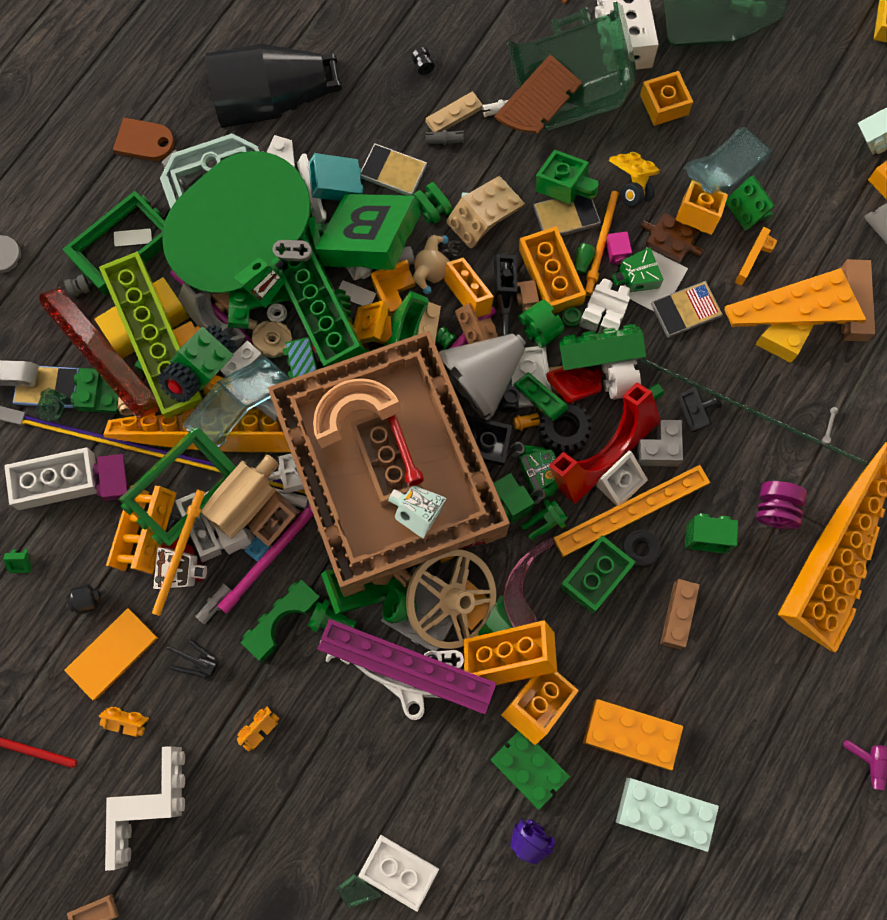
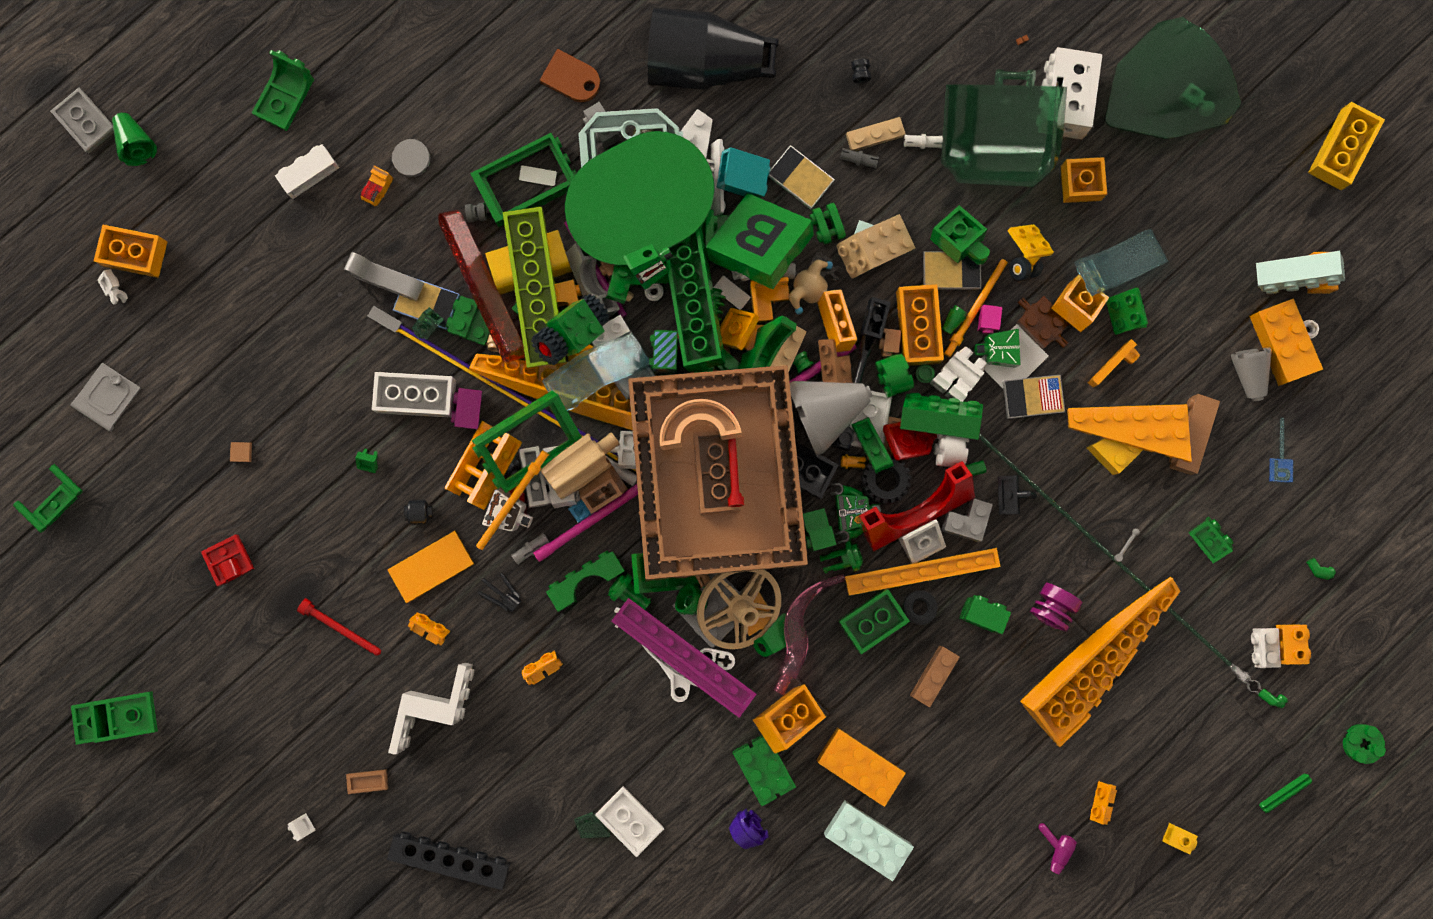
camera: 10 degrees right, 10 degrees up
(271, 330) = (642, 307): tan plate -> none
(292, 255) = (681, 248): light grey beam -> none
(417, 509) = (731, 529): light aqua torso -> none
(512, 653) = (776, 671): light orange brick -> none
(539, 97) = (961, 147): dark orange piece -> none

